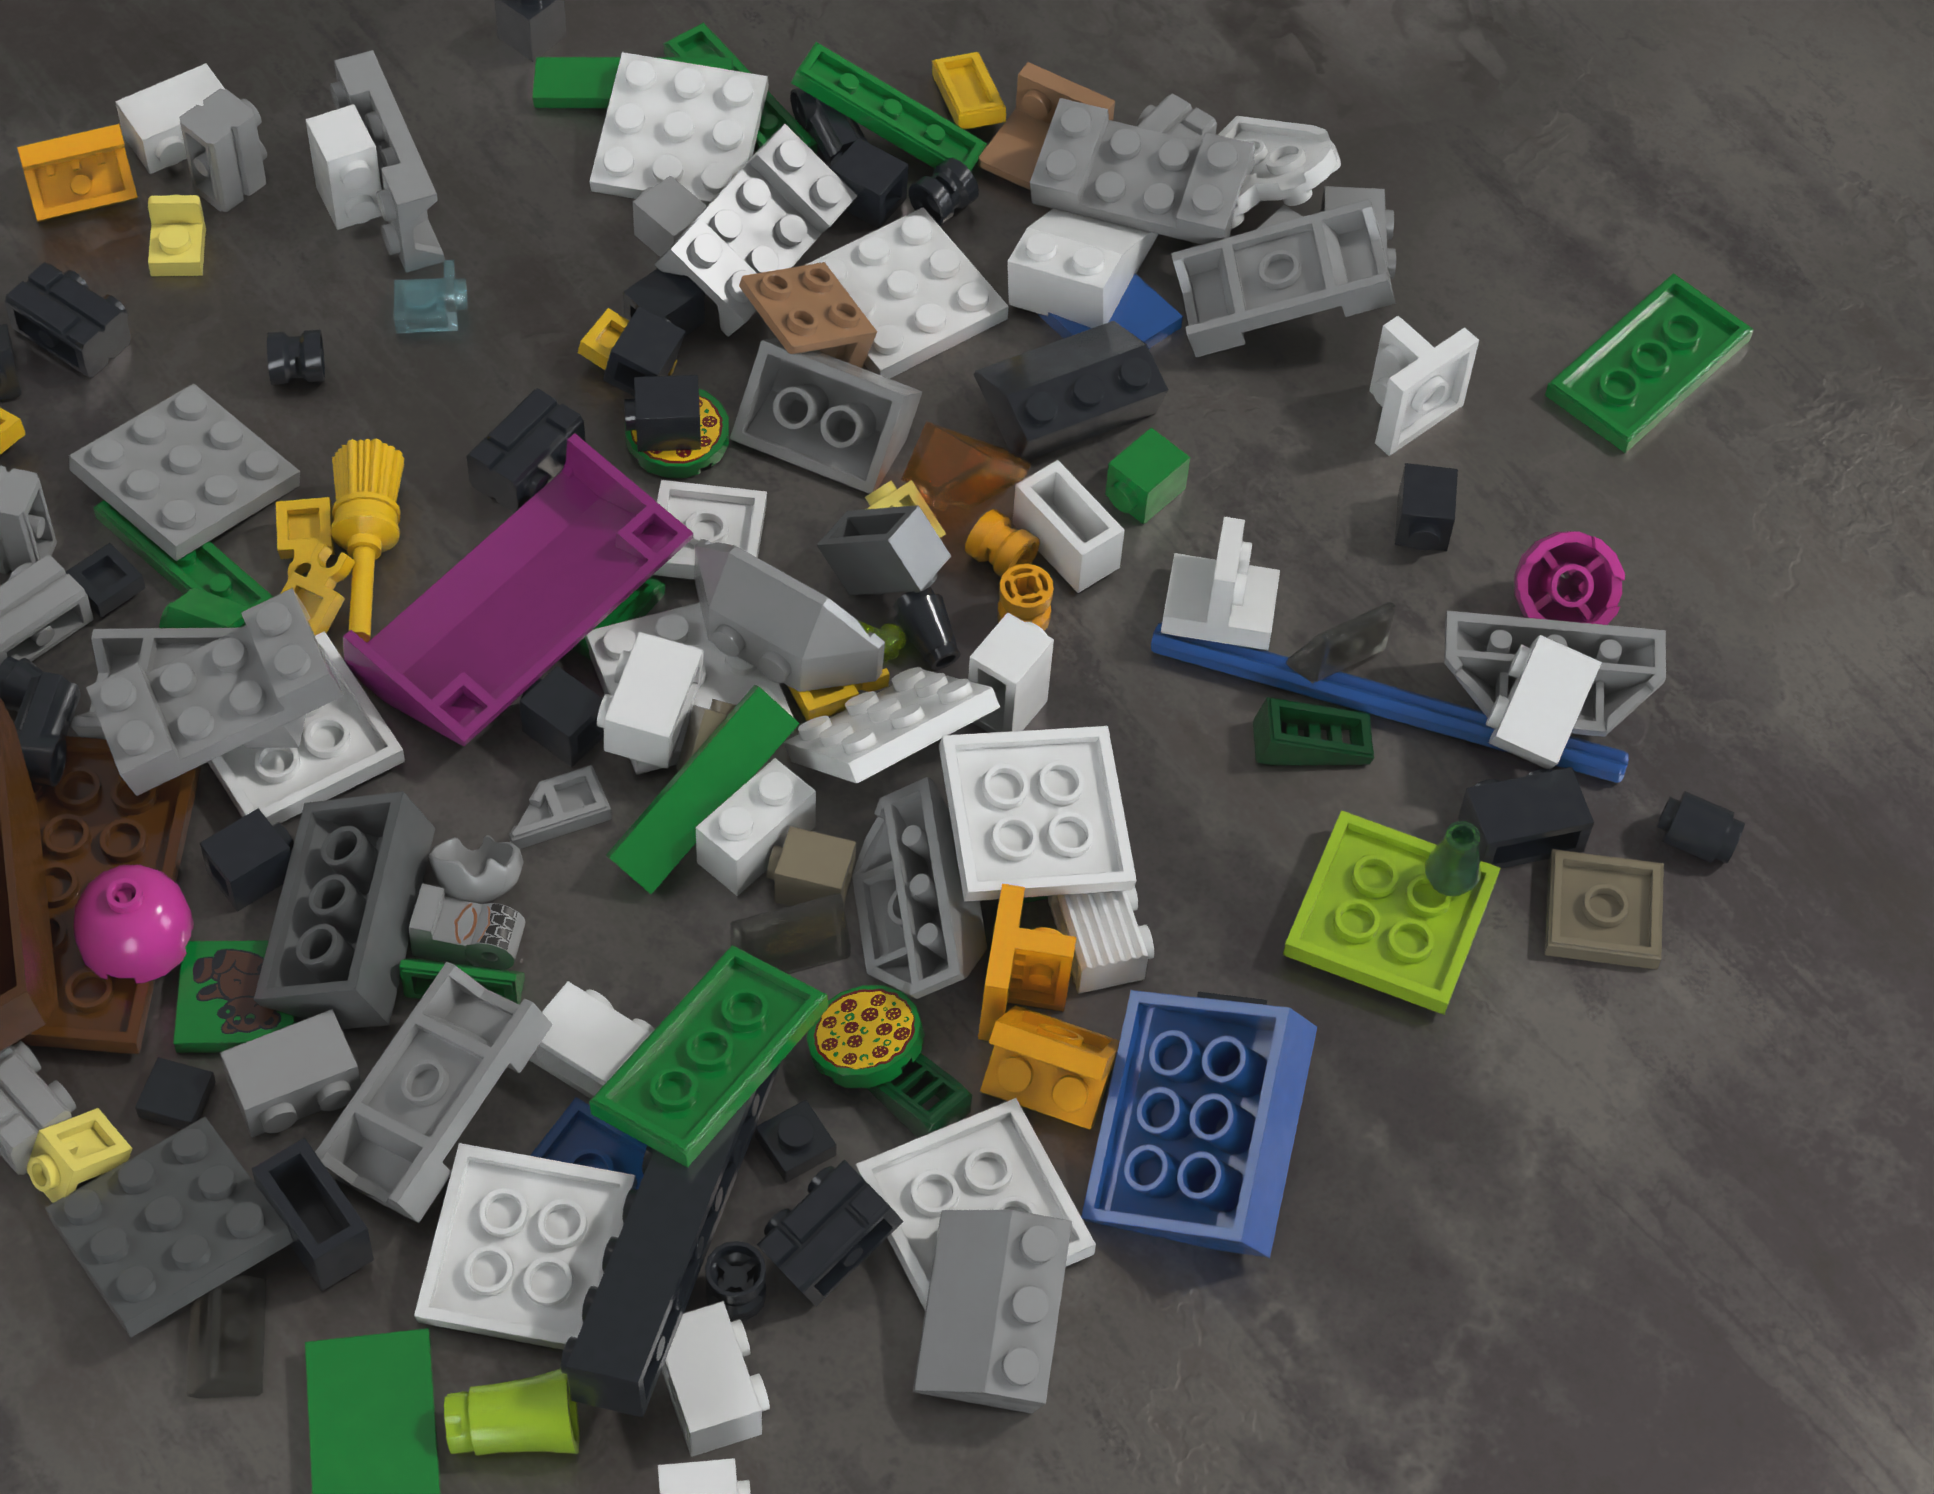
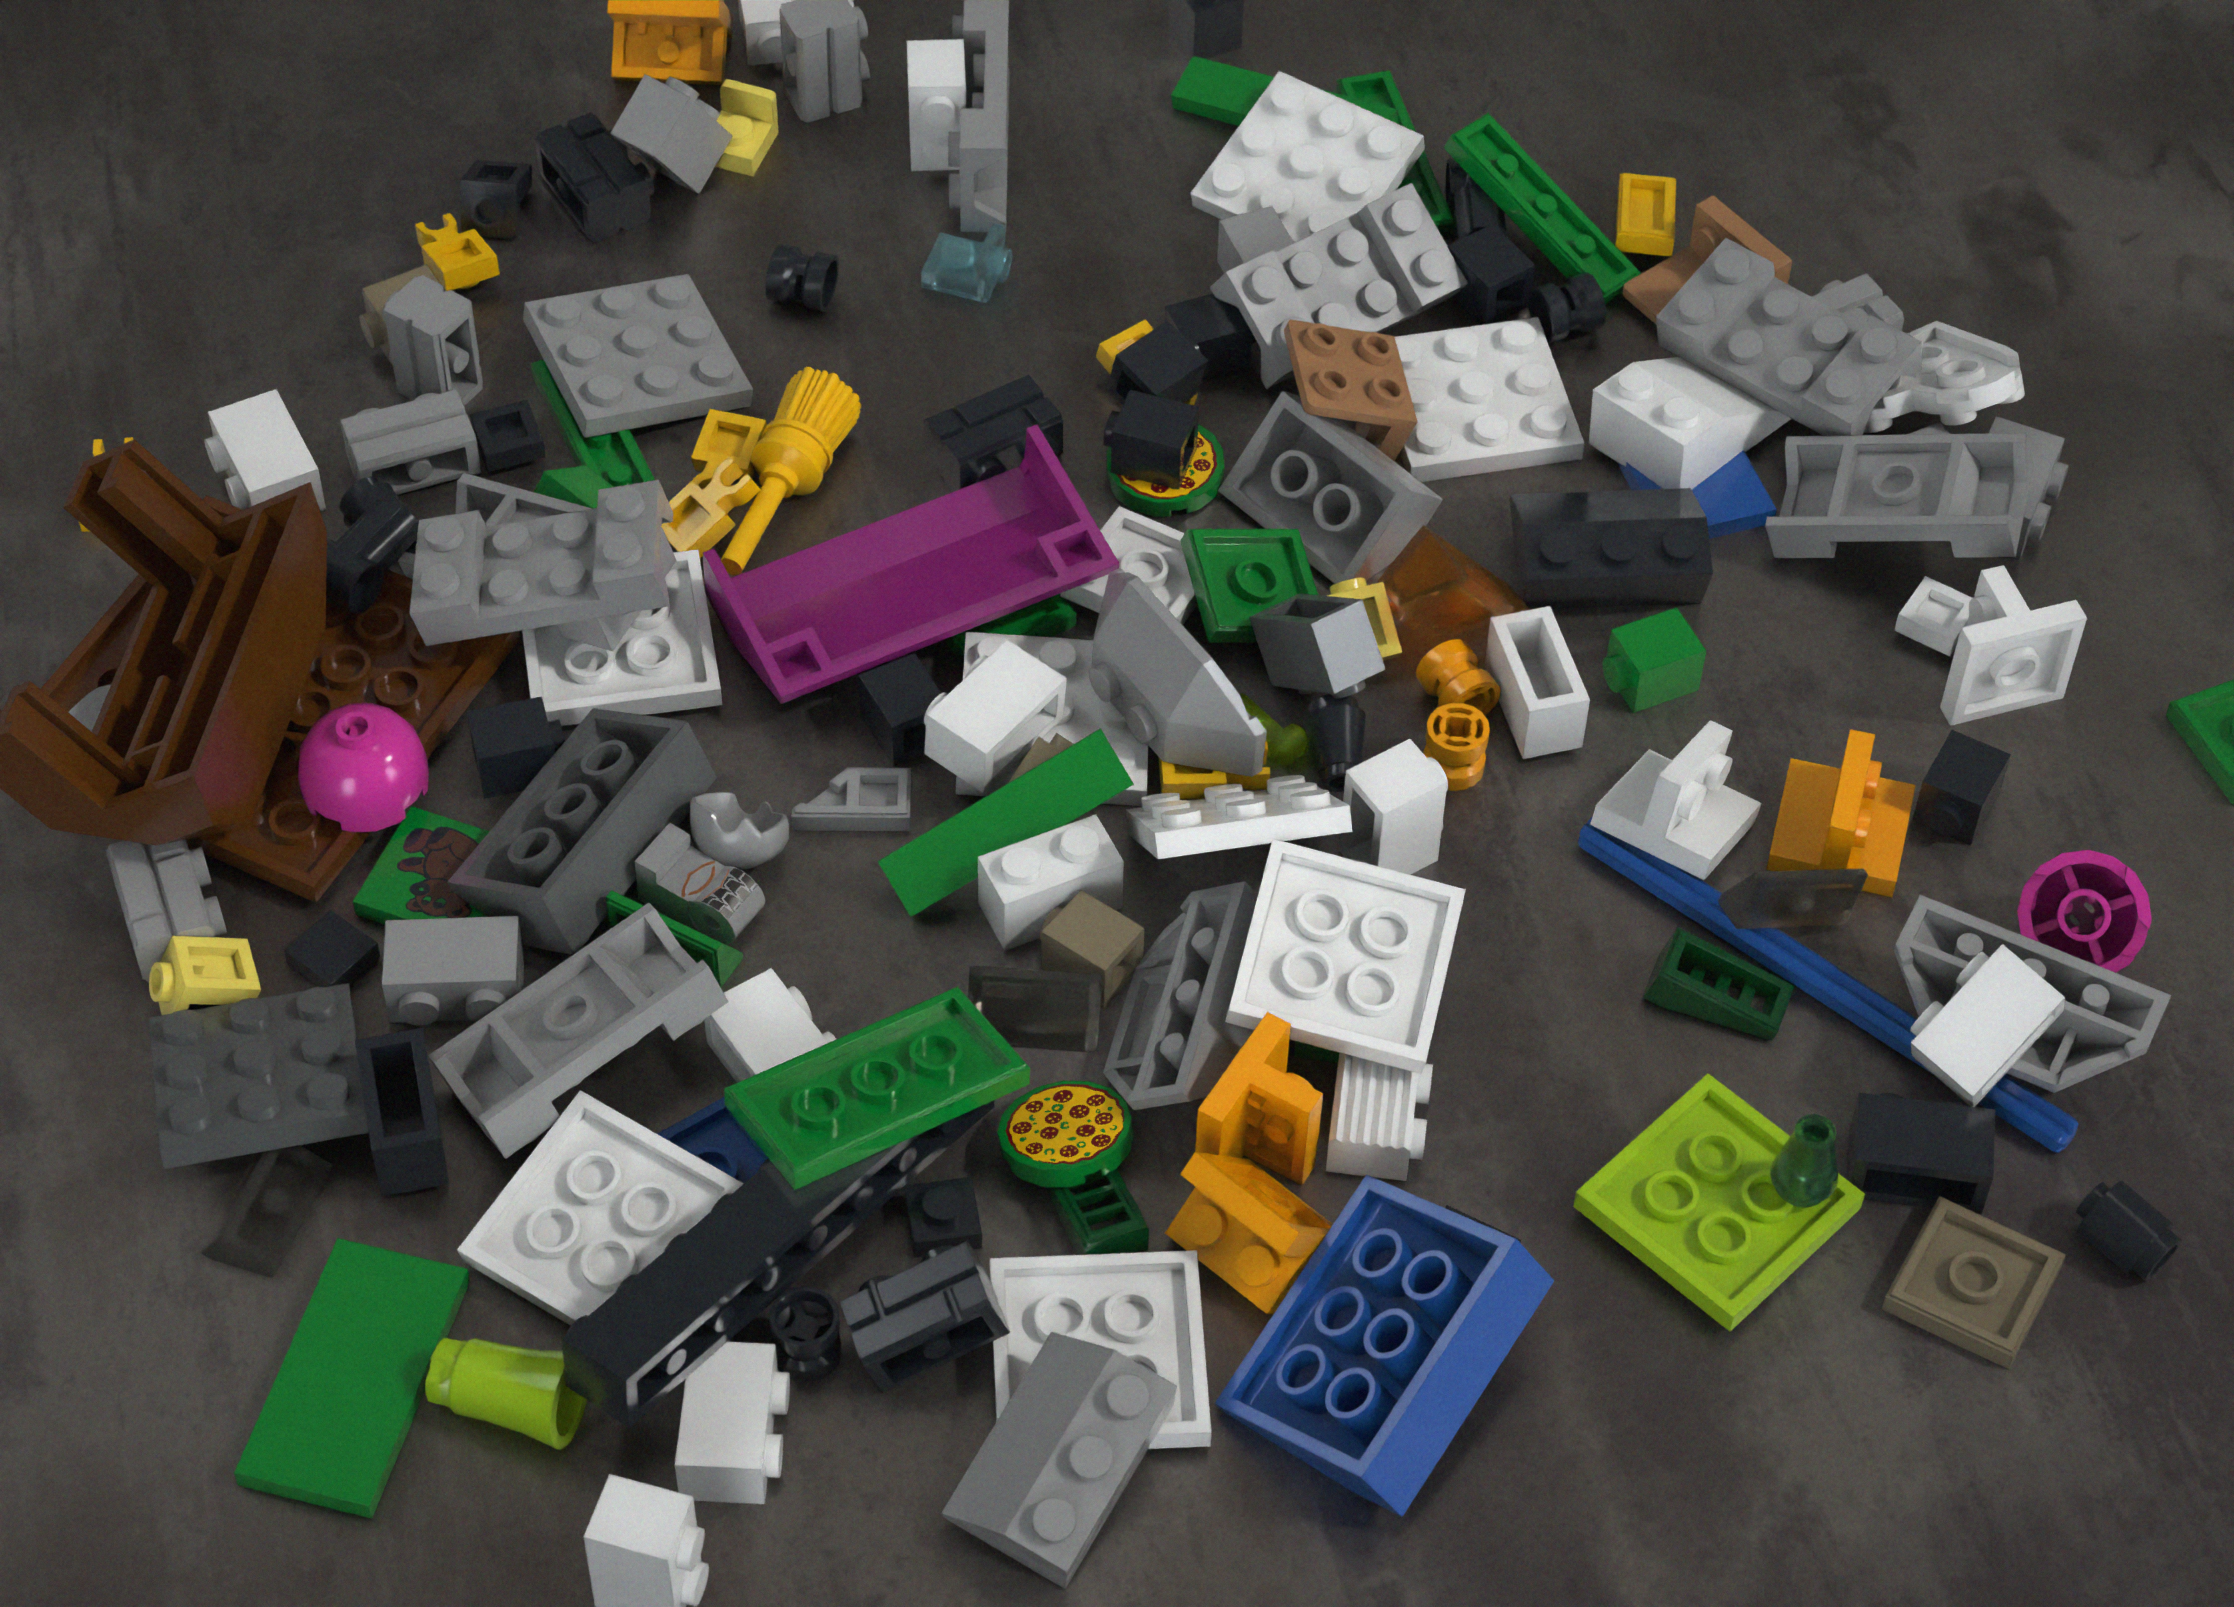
camera: 25 degrees right, 5 degrees down
(129, 259) = (673, 131): none -> light grey piece
(793, 510) = (1243, 574): none -> green tile
(1345, 368) = (1934, 615): none -> white plate
(1345, 563) = (1843, 818): none -> light orange bracket

